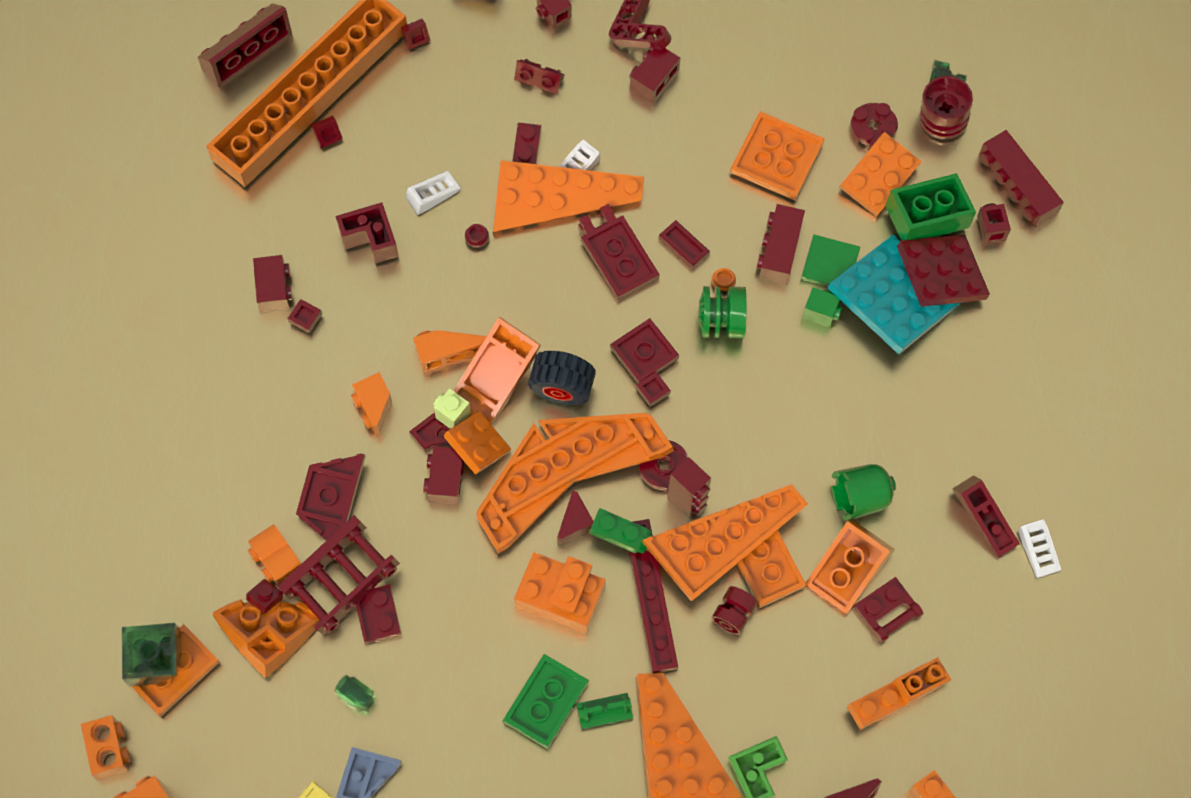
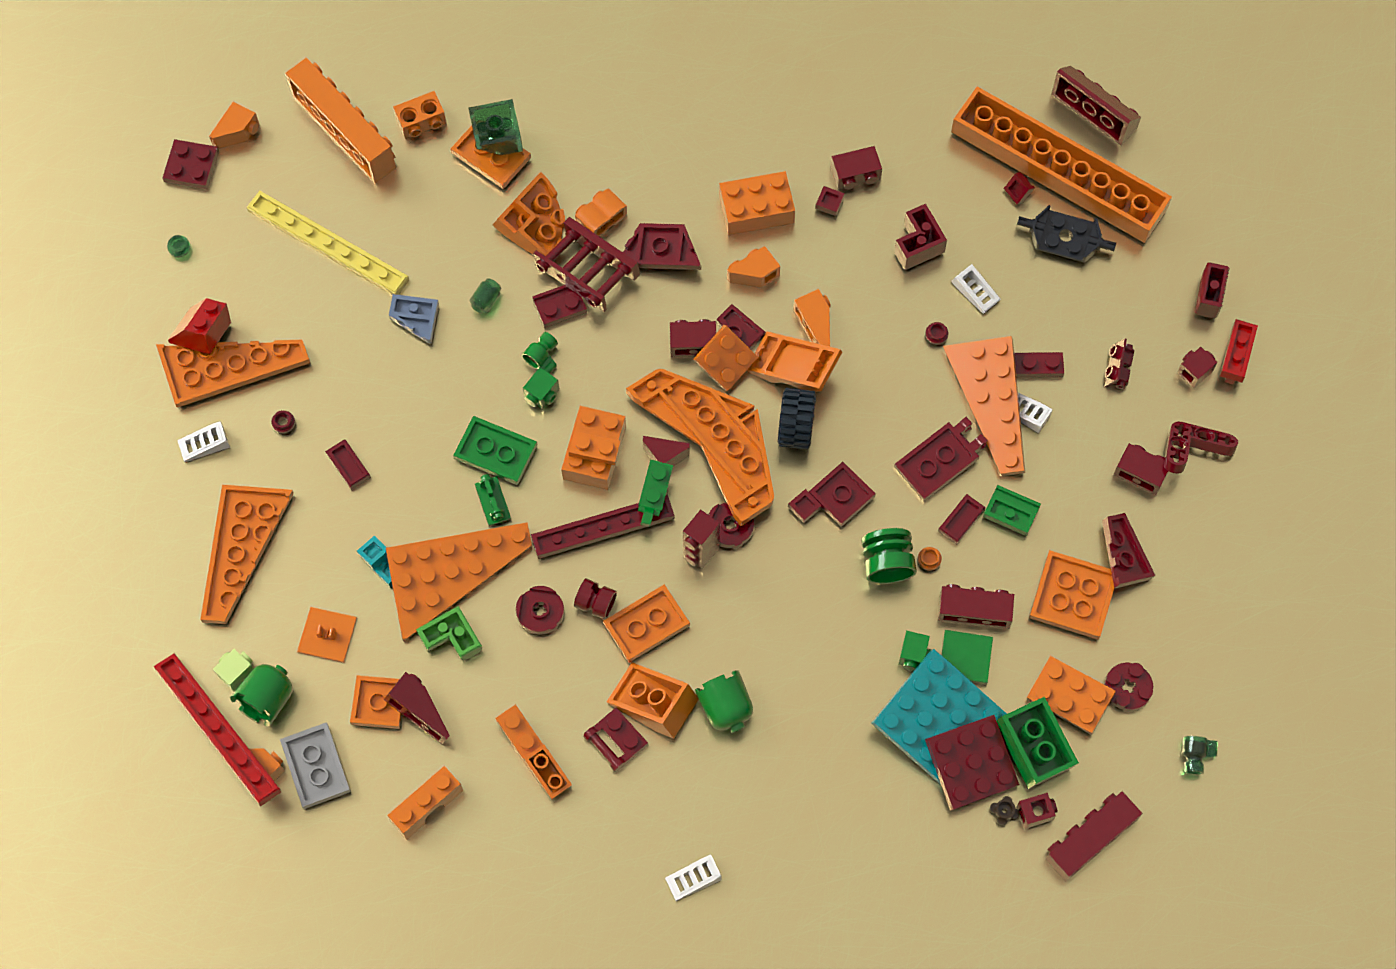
camera: 85 degrees right, 0 degrees up
(264, 596) = (561, 210): dark red plate -> none
(294, 388) = (757, 203): none -> orange brick
(393, 81) = (1084, 234): none -> black plate
(415, 34) = (1139, 248): dark red plate -> none
(437, 642) = (537, 353): none -> green piece
(451, 408) = (753, 330): yellowish green brick -> none
(481, 643) = (541, 389): none -> green brick
(682, 196) = (1011, 510): none -> green plate
(713, 544) = (650, 567): orange wing -> none
(726, 680) = (544, 623): none -> dark red plate
(740, 101) = (1125, 552): none -> dark red wing
(946, 107) = (1160, 738): dark red wheel -> none
(986, 515) = (719, 821): dark red slope -> none
(992, 247) = (1005, 803): none -> dark brown plate

